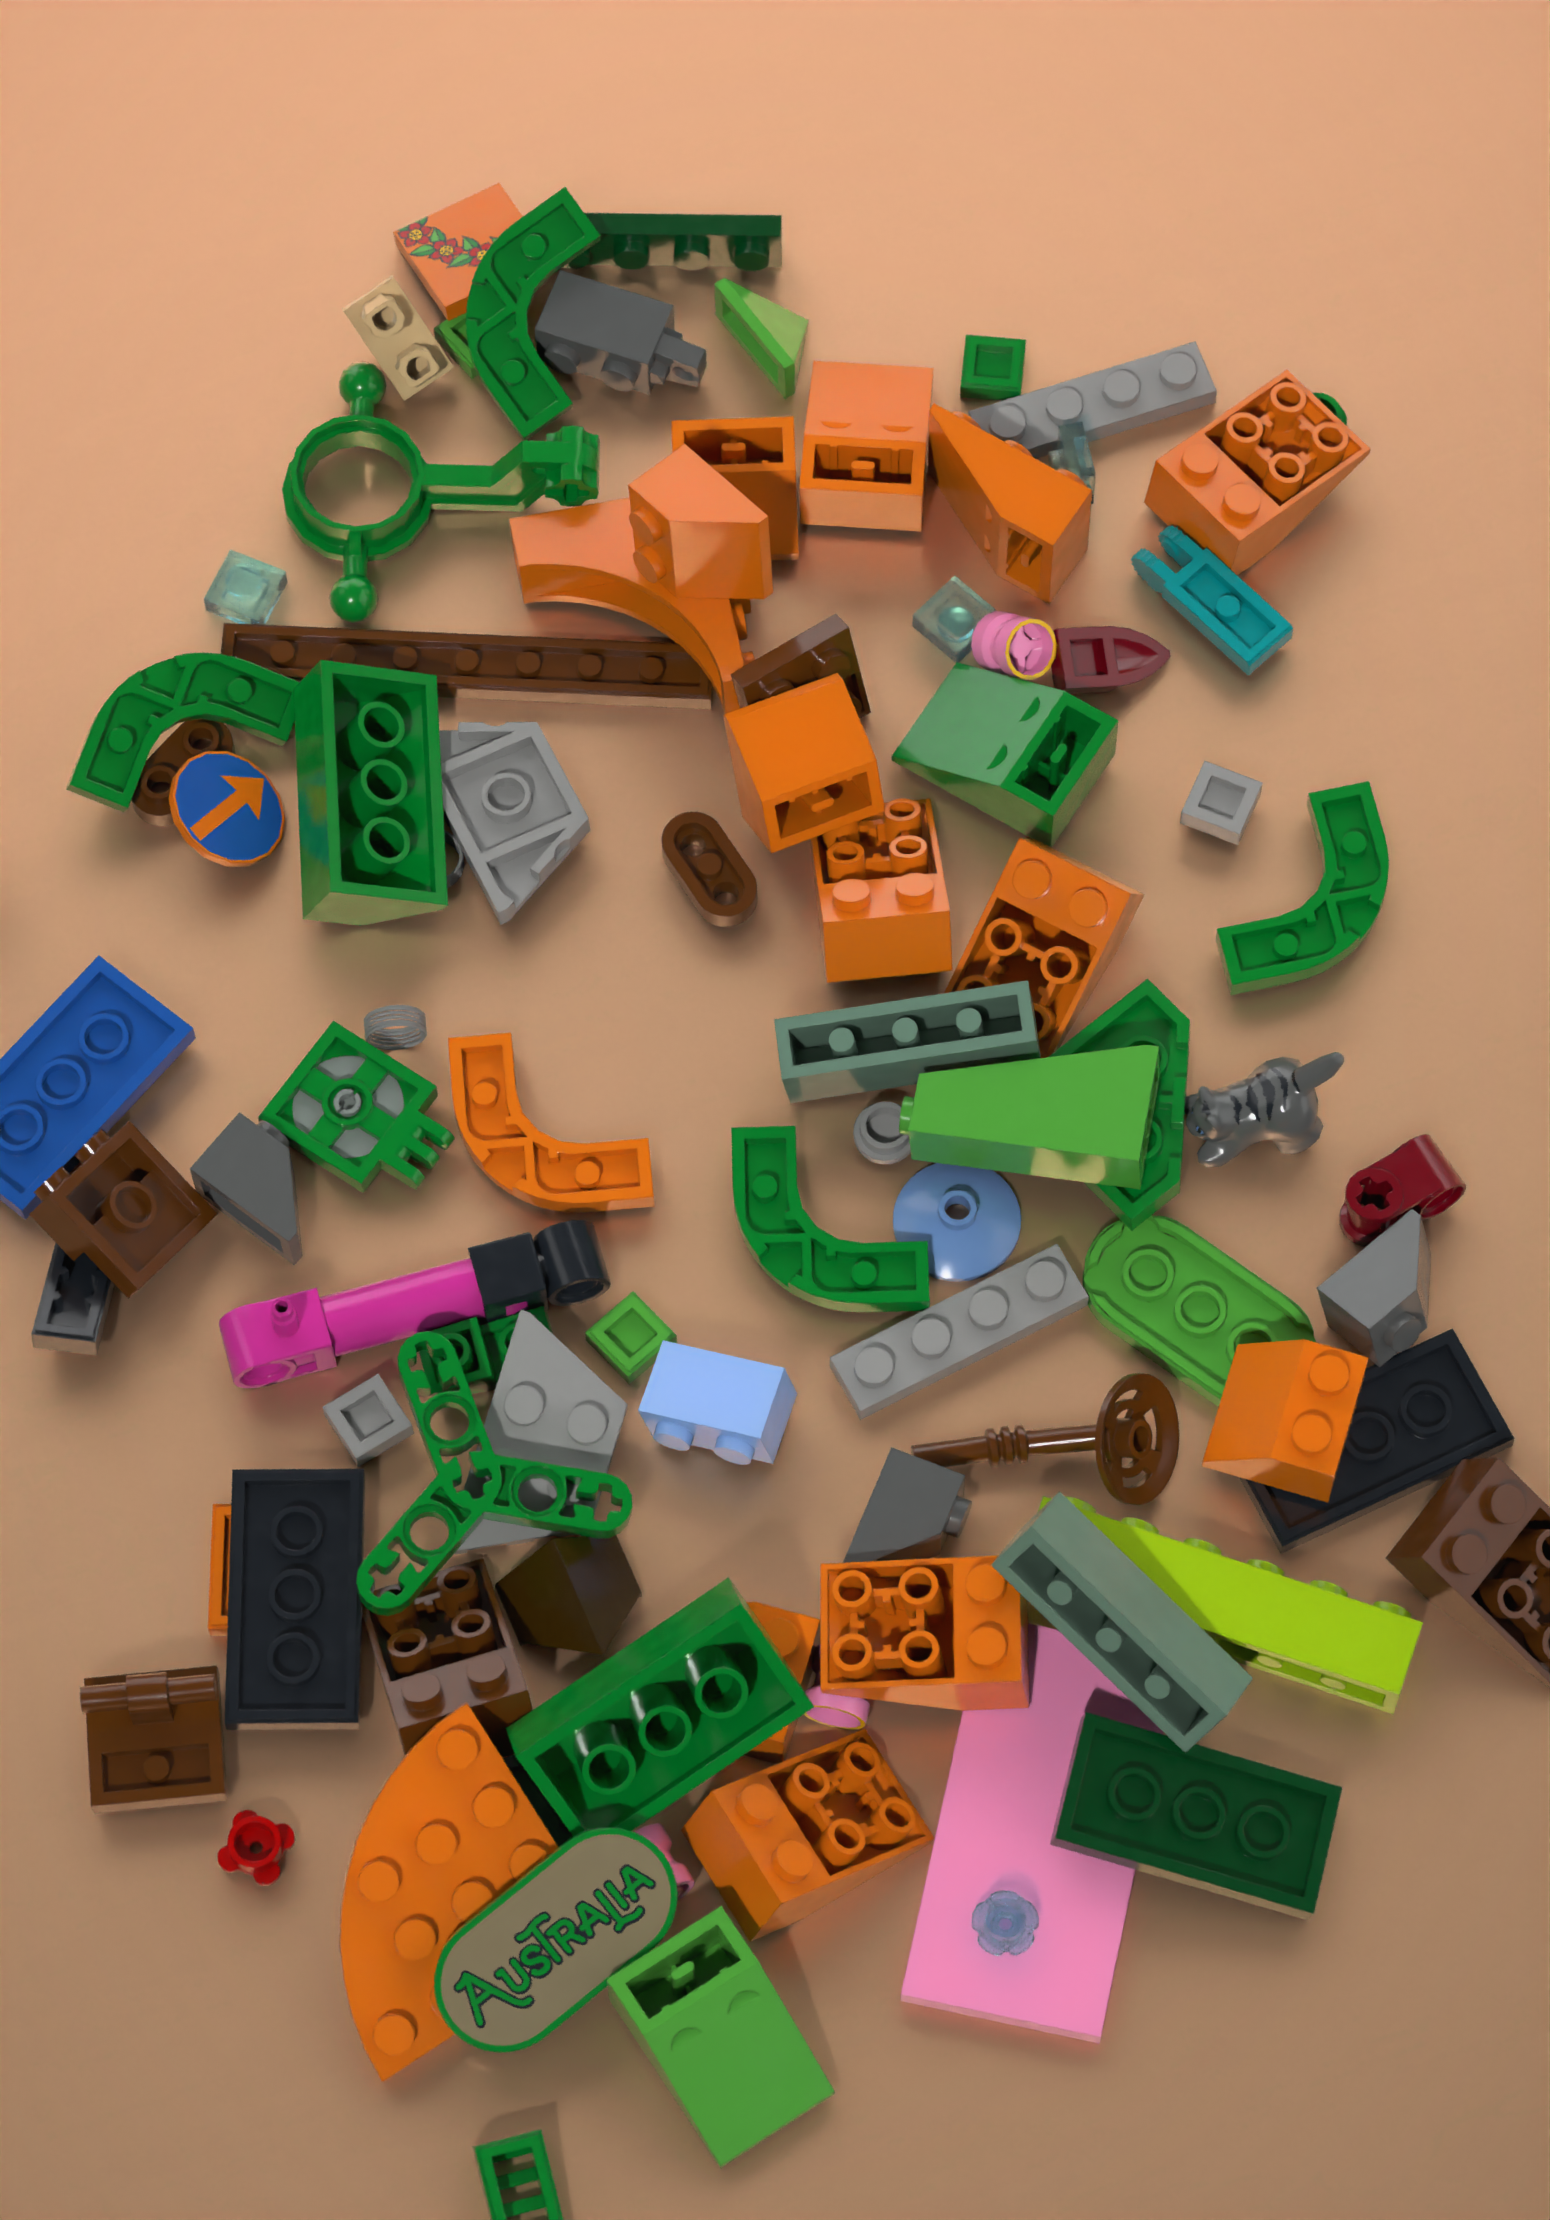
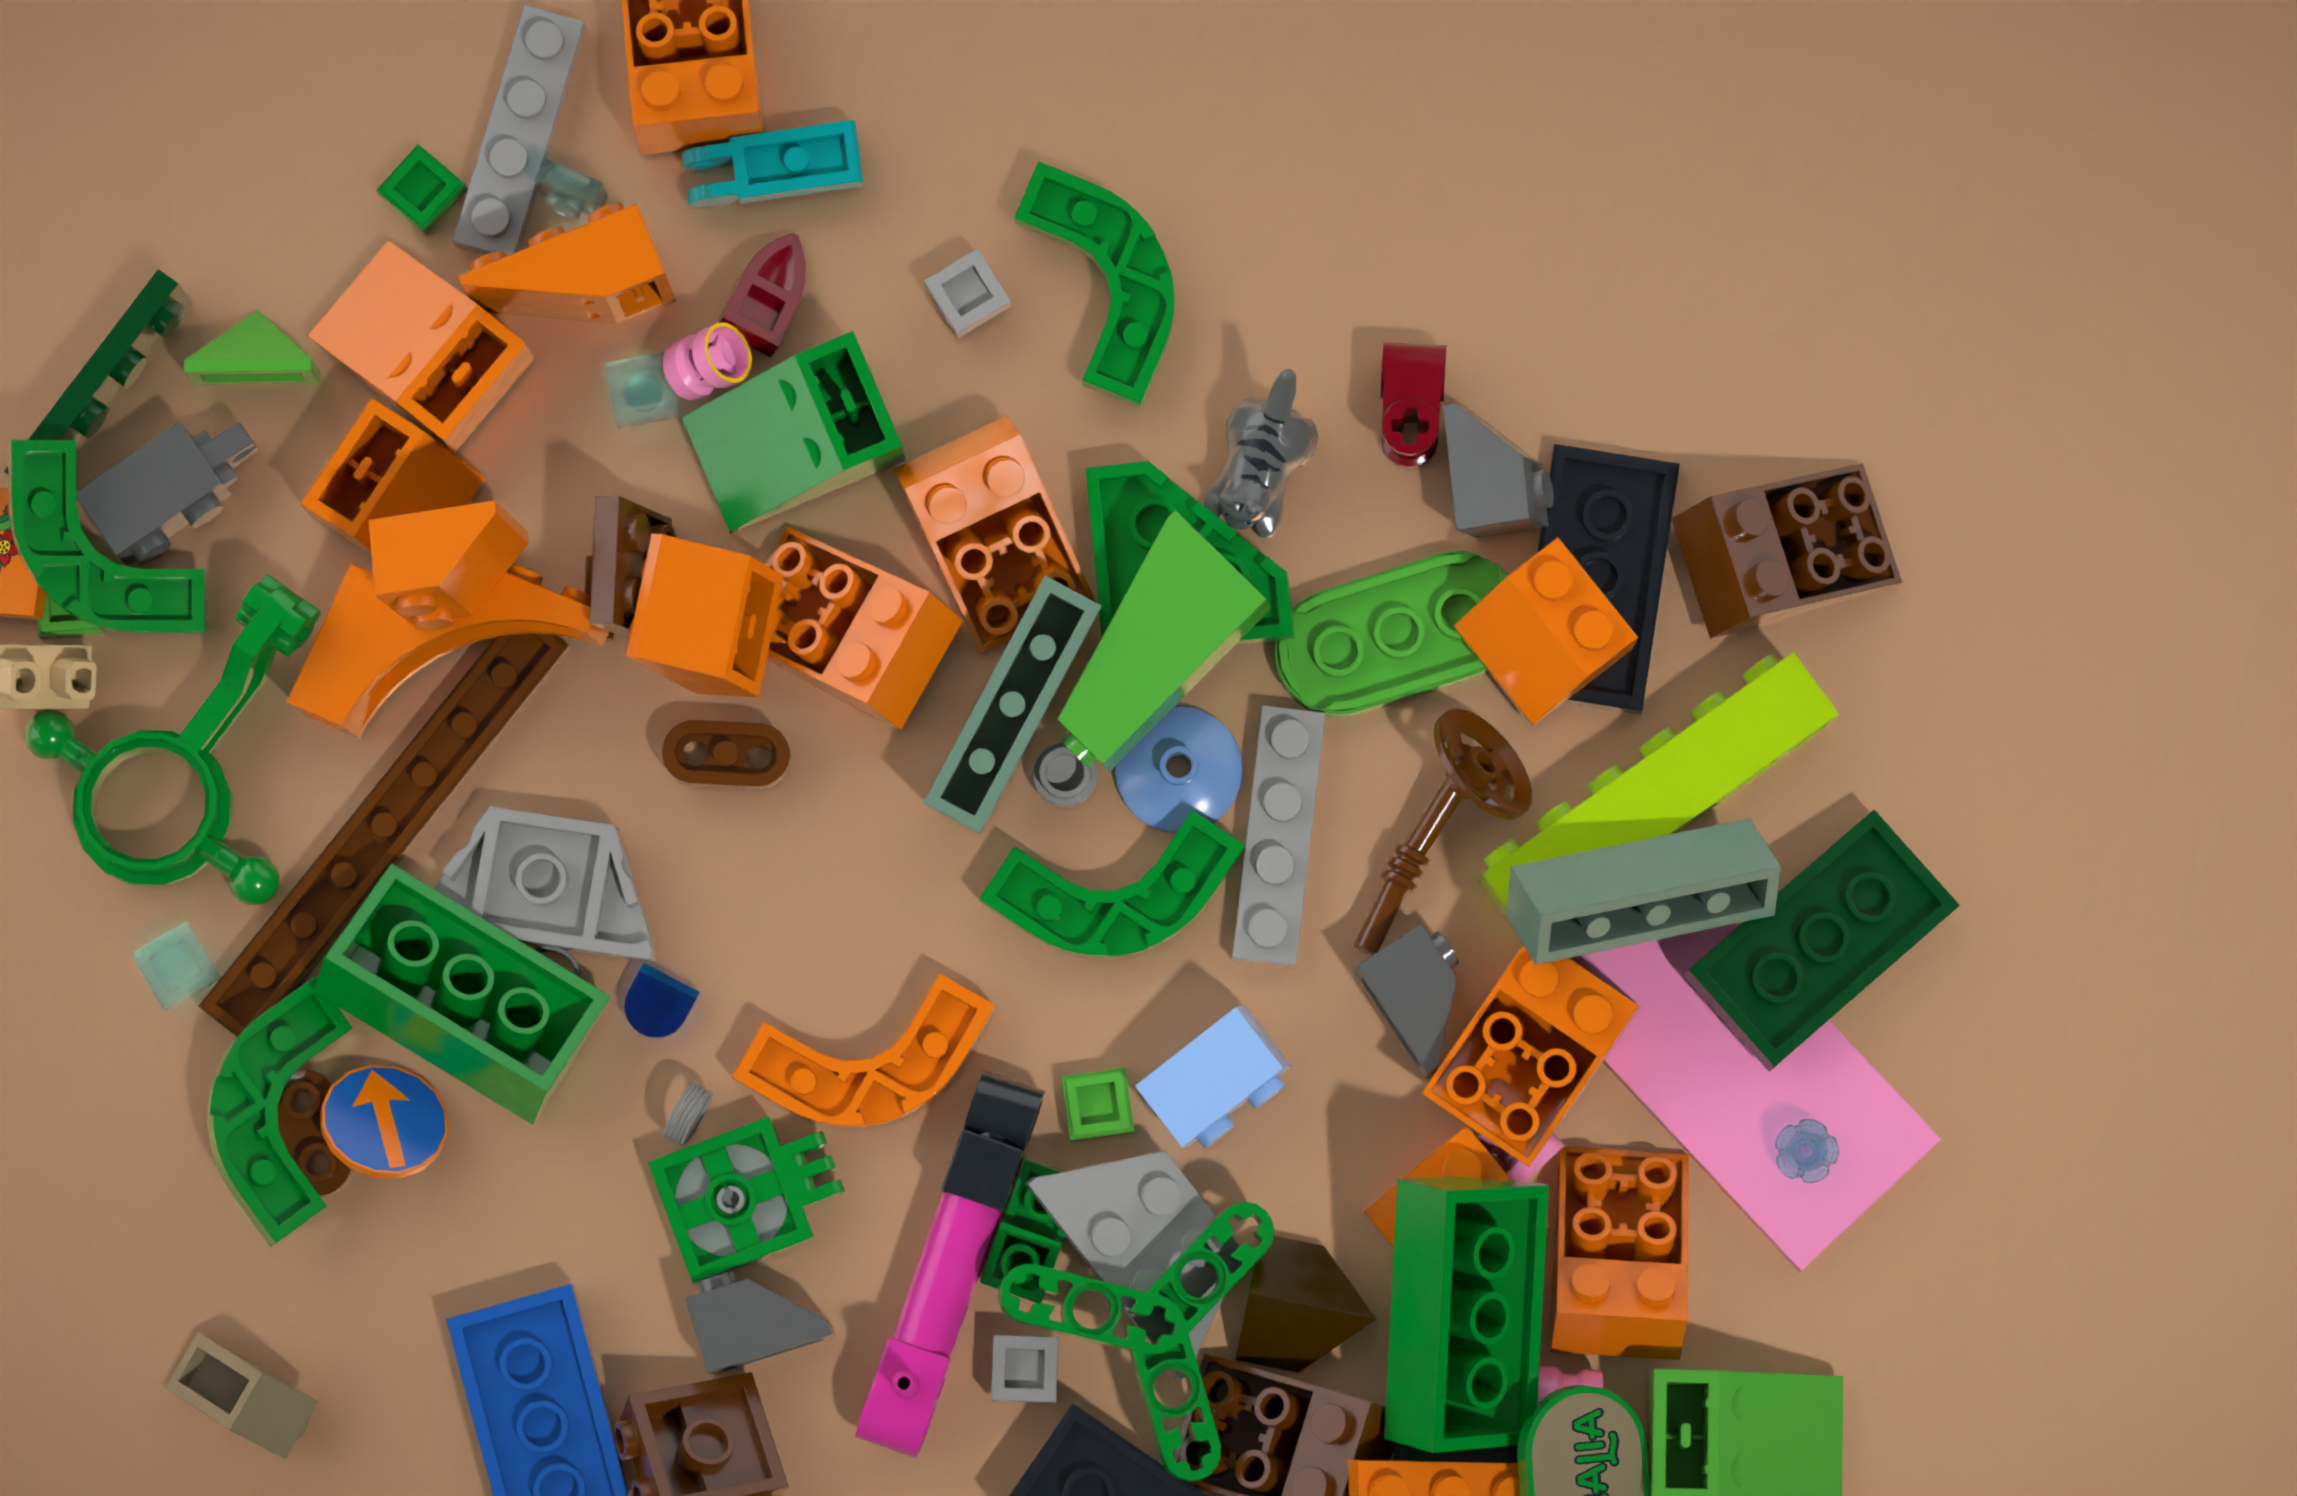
camera: 55 degrees left, 15 degrees up
(470, 954) = (659, 1004): none -> clear blue tile

